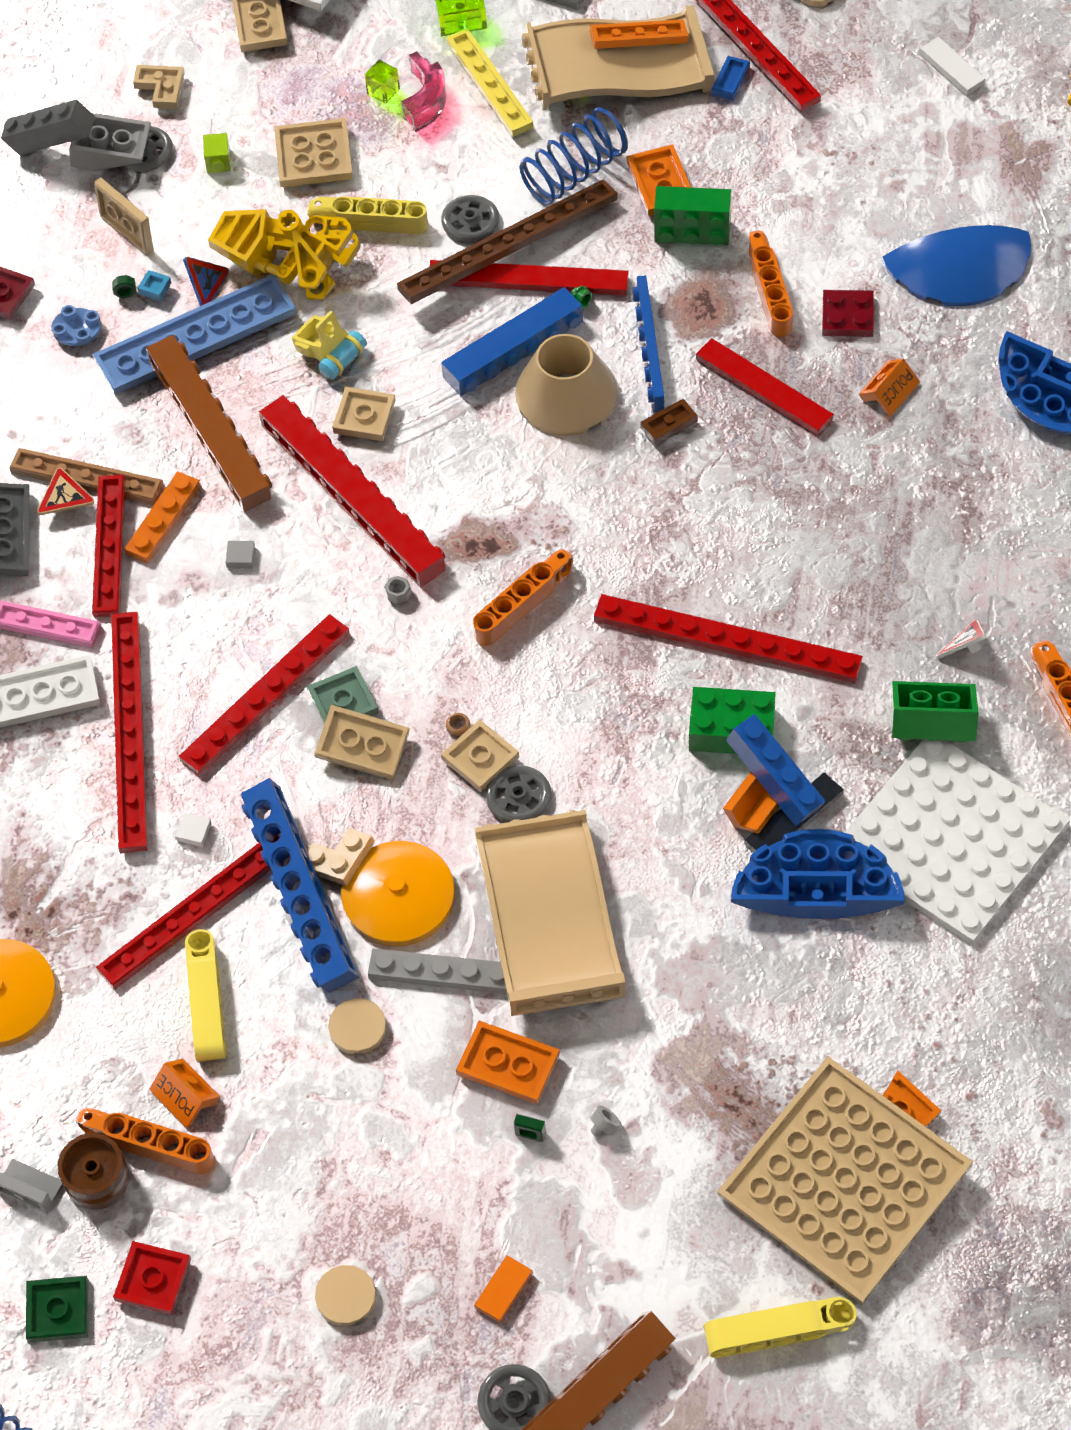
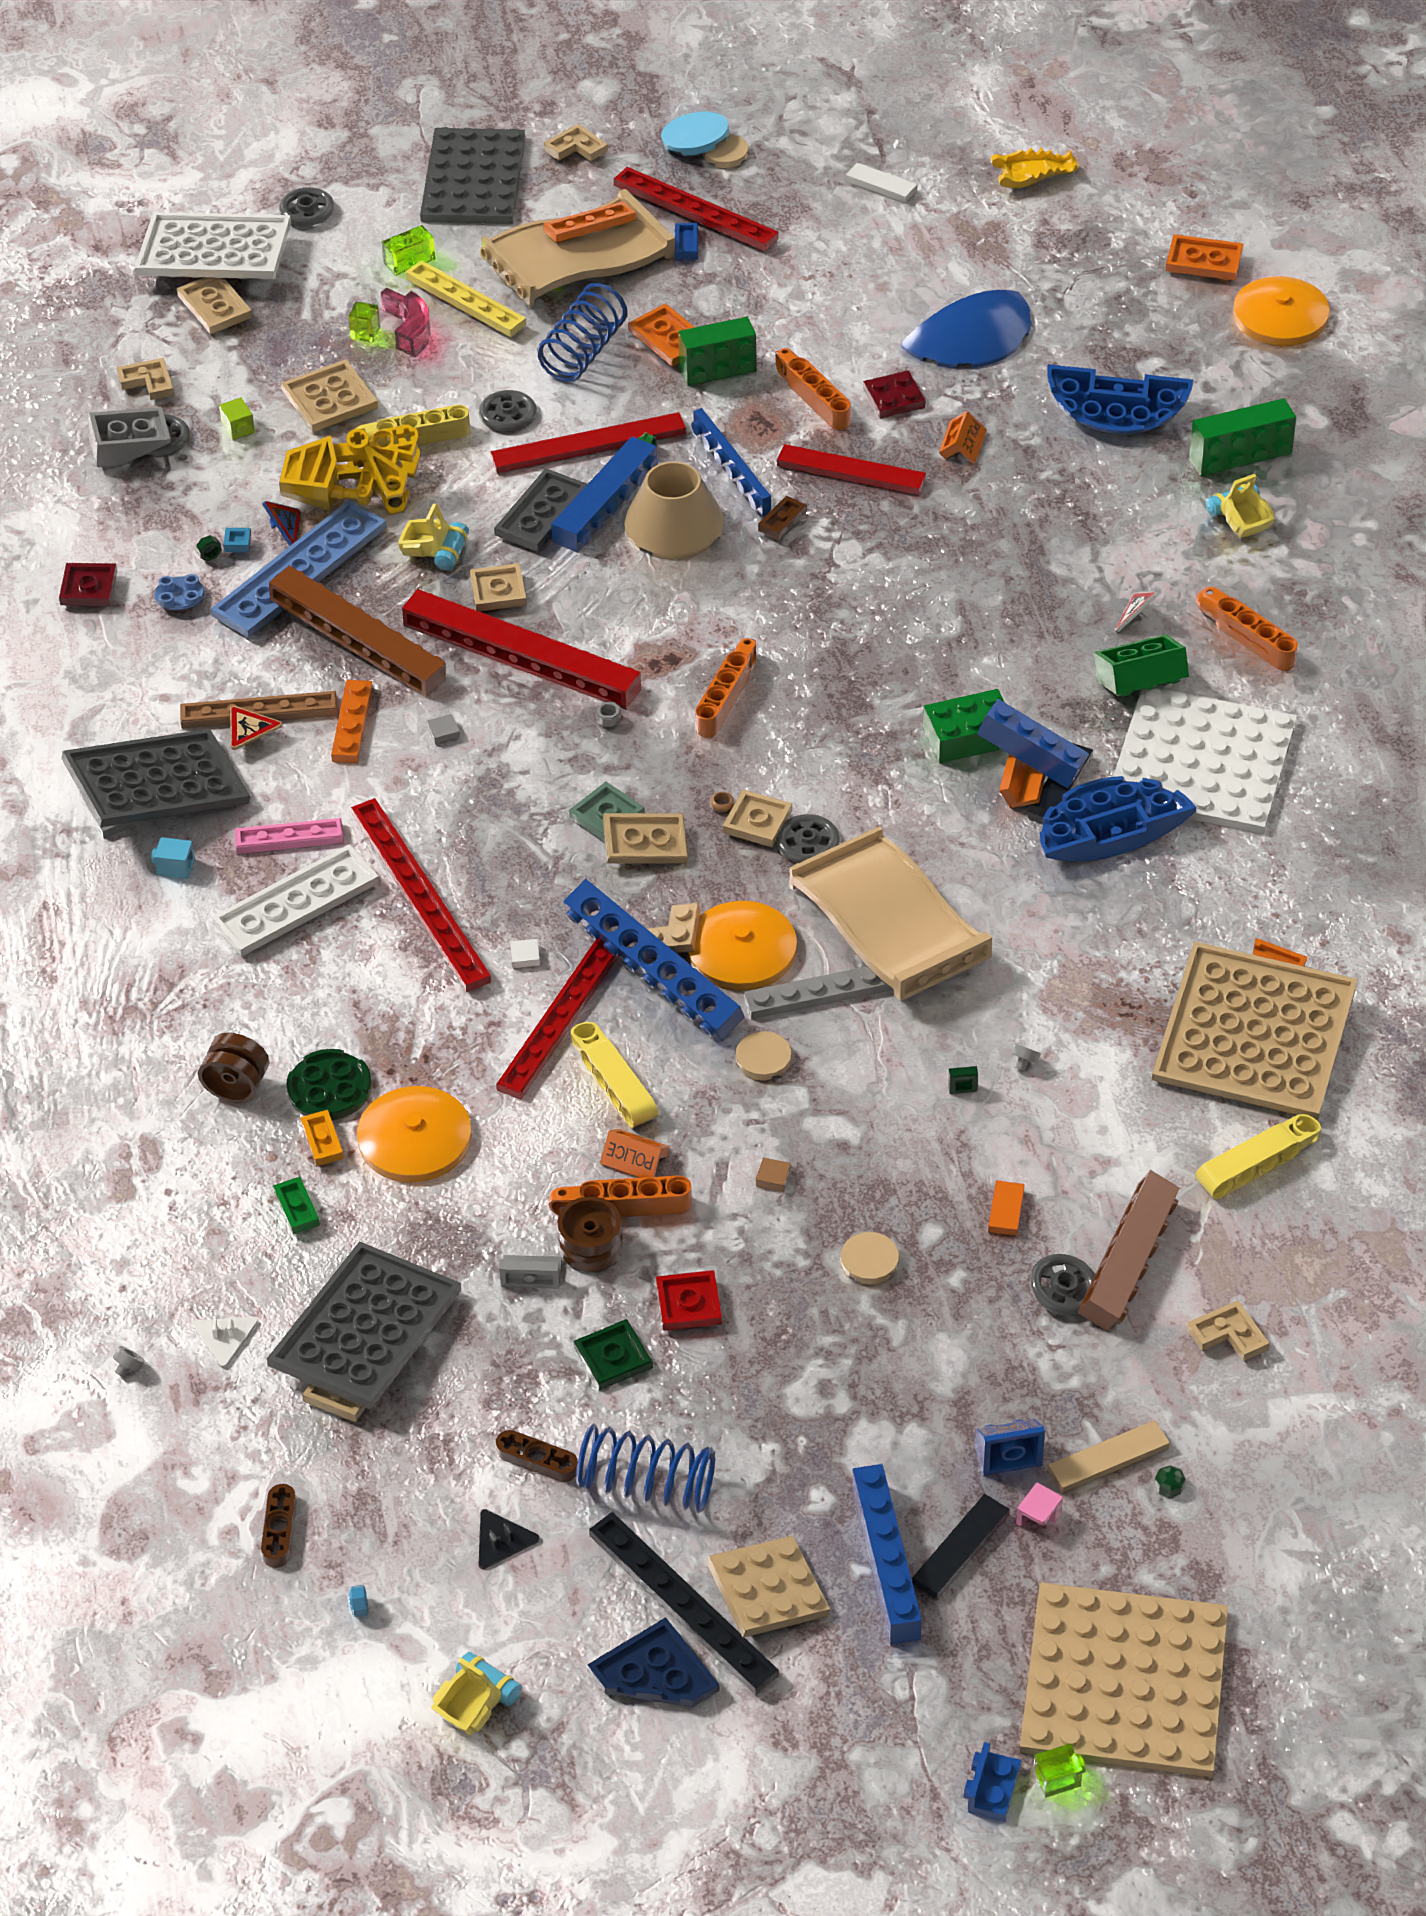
camera: 25 degrees left, 10 degrees down
(48, 127) = (66, 433): dark grey brick -> none
(108, 545) = (315, 756): red tile -> none
(124, 216) = (180, 488): tan tile -> none
(264, 695) = (529, 831): red plate -> none
(301, 1164) = (773, 1174): none -> medium nougat tile
(442, 337) = (531, 516): none -> dark grey plate
(507, 241) = (555, 417): reddish brown plate -> none
(508, 1062) = (915, 1039): orange plate -> none
(728, 638) = (925, 668): red plate -> none

